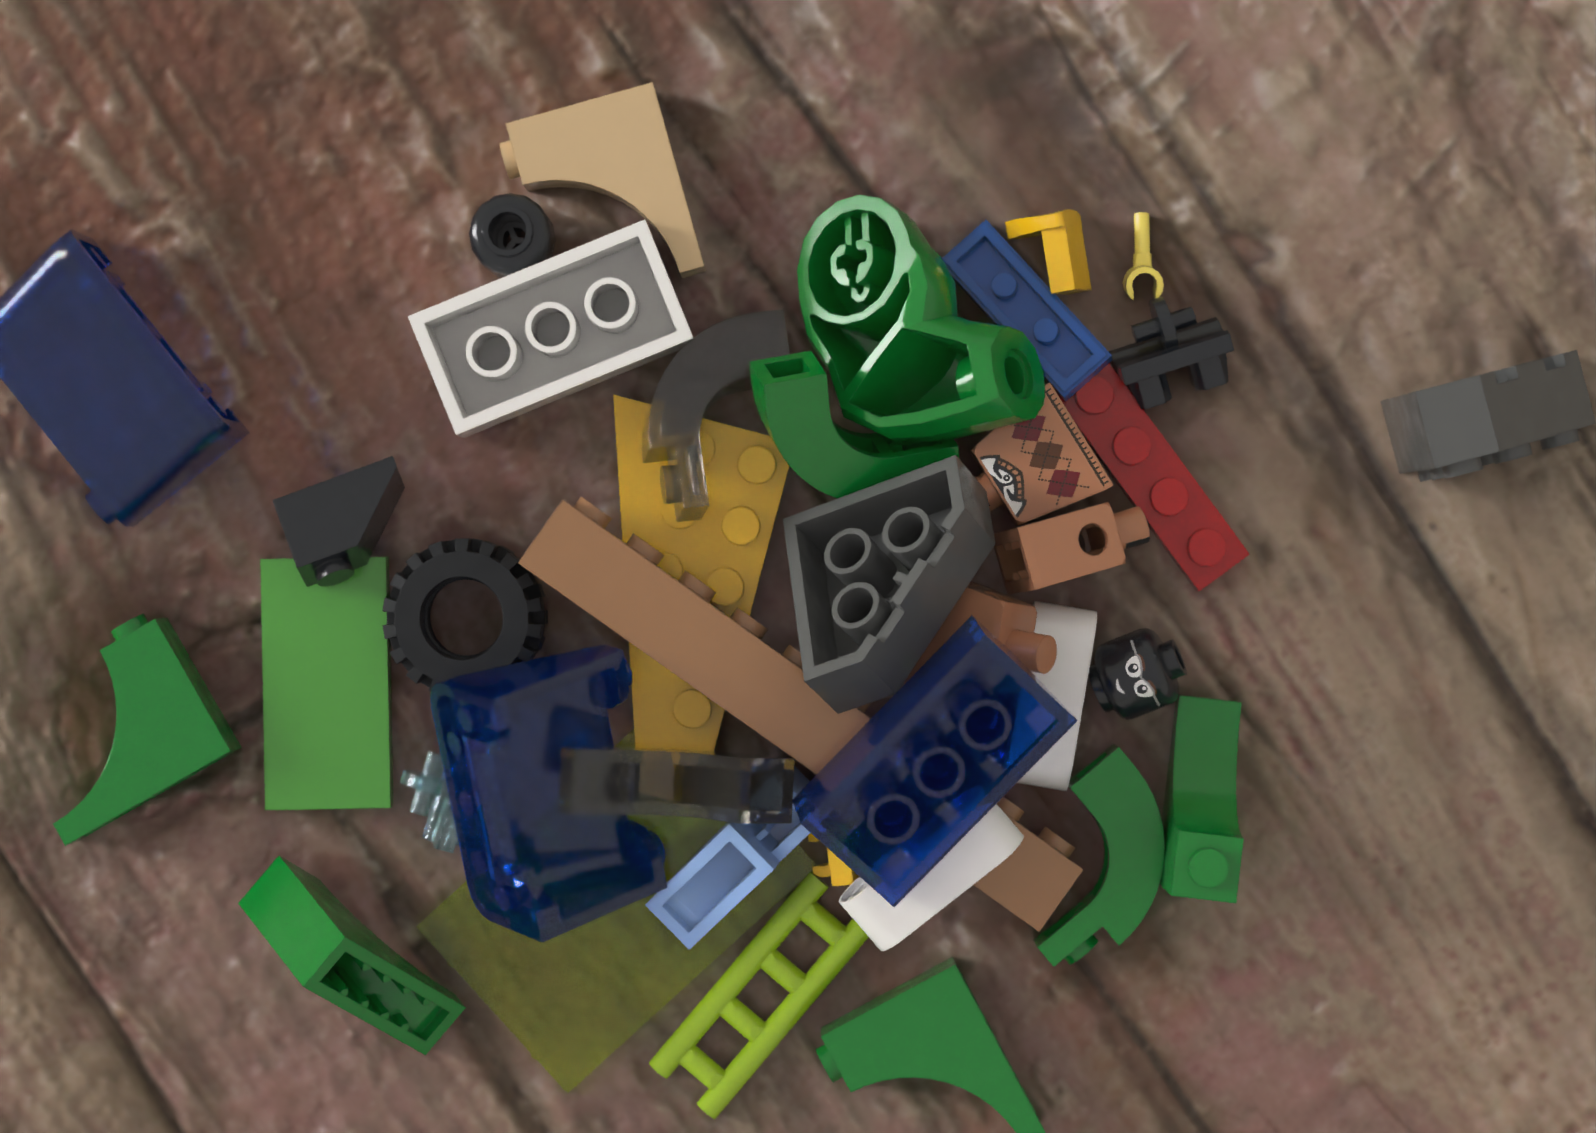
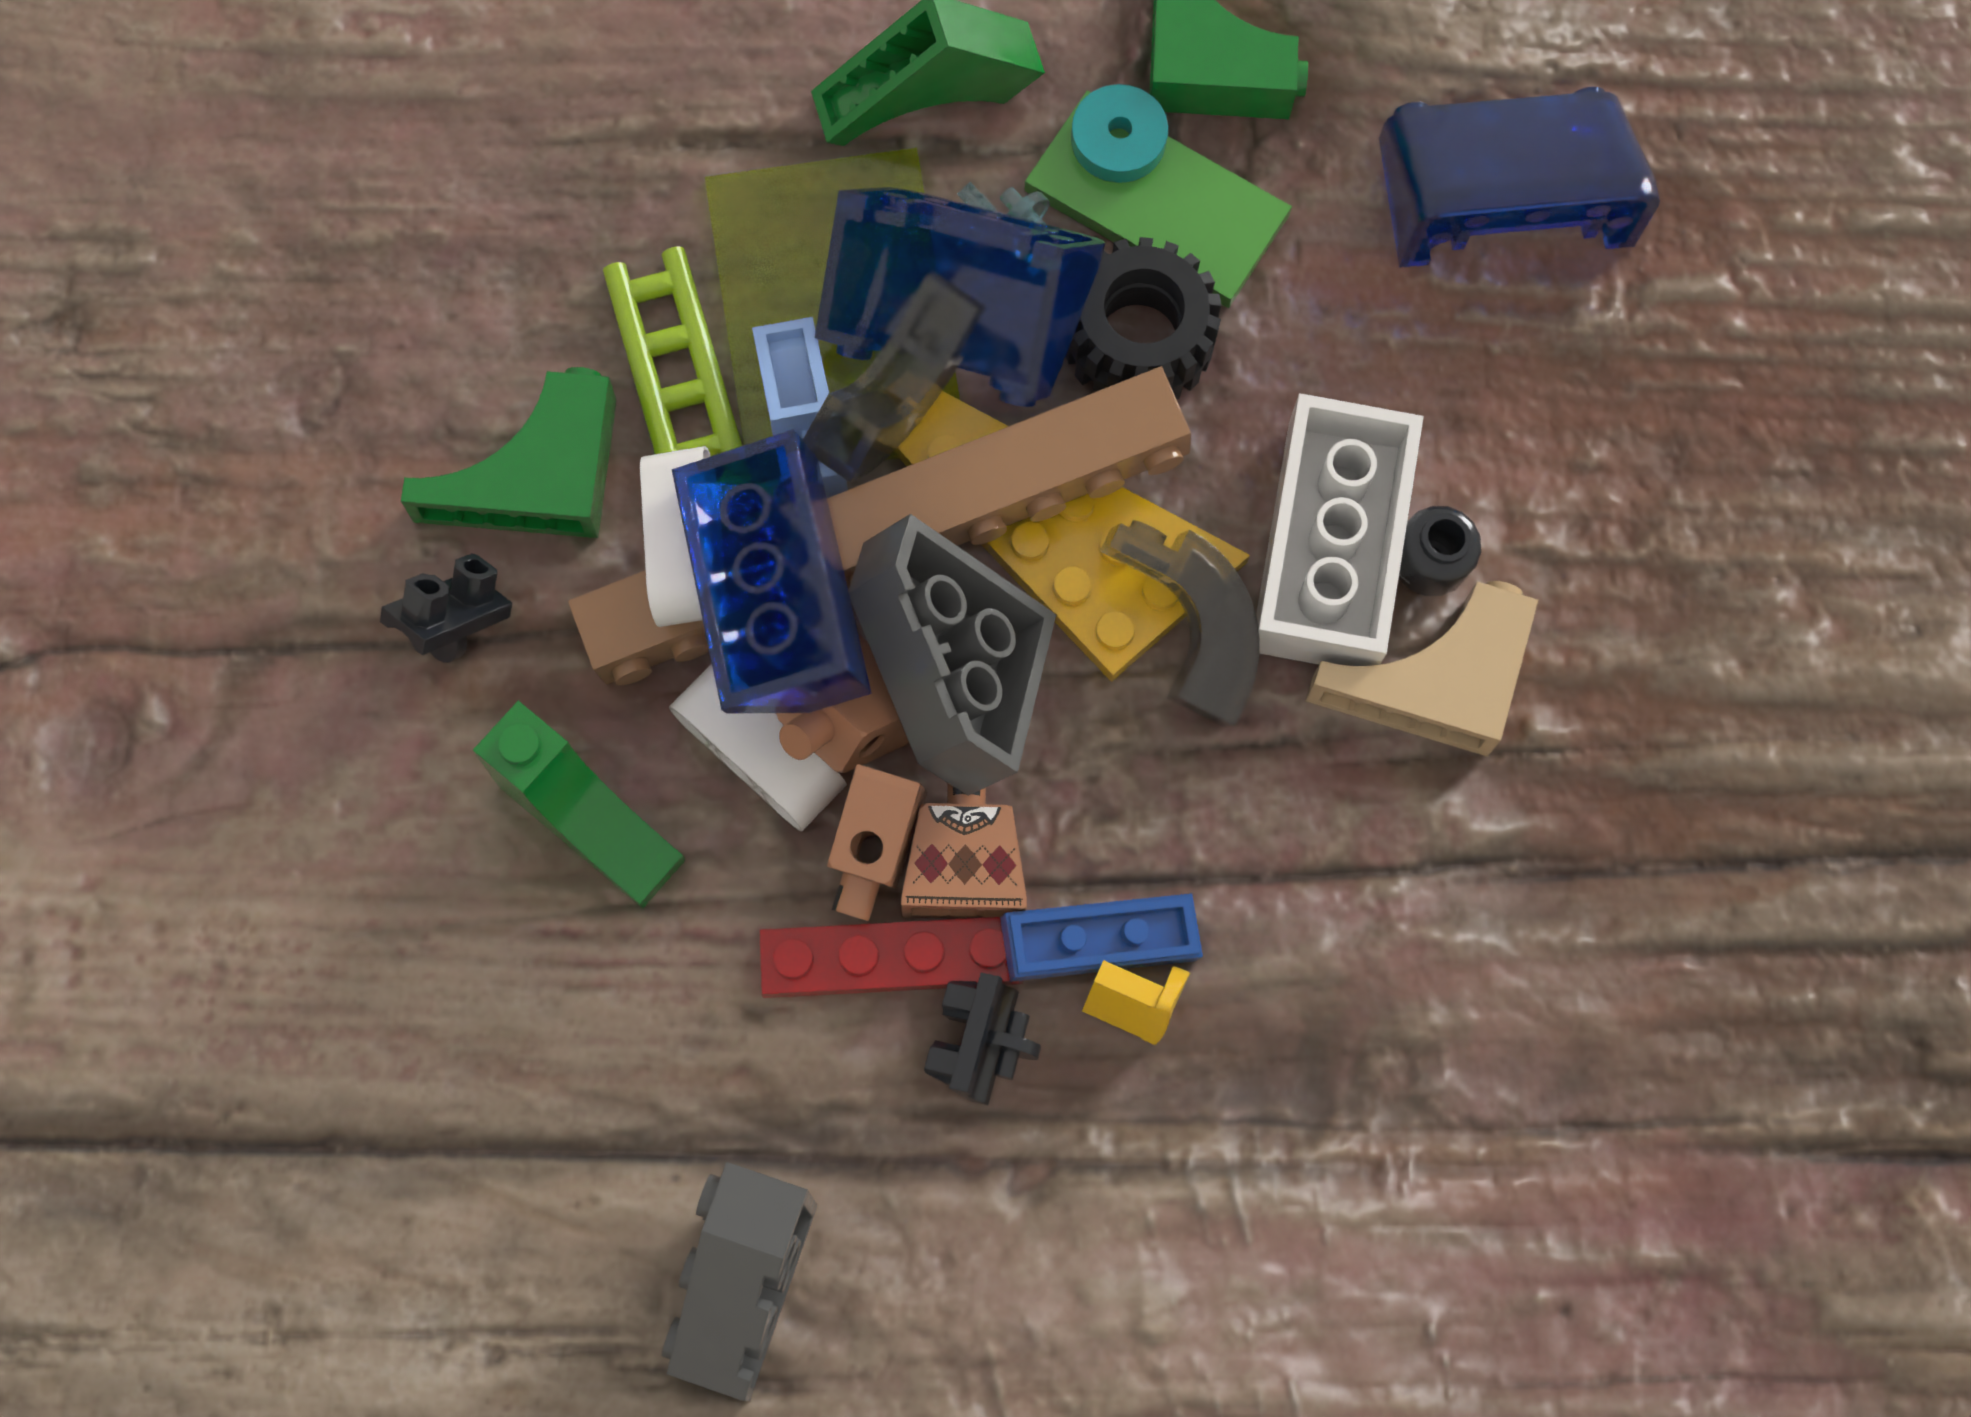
camera: 120 degrees right, 15 degrees down
(264, 758) = (1125, 109): none -> teal piece
(339, 521) = (1284, 275): black slope -> none
(837, 461) = (1088, 684): green arch -> none
(892, 336) = (1151, 799): green piece -> none
(1108, 1027) = (443, 613): none -> black hips
(1131, 858) = (614, 742): green arch -> none
(1136, 673) = (726, 828): black head -> none
(1142, 257) = (1080, 1072): light yellow hand -> none

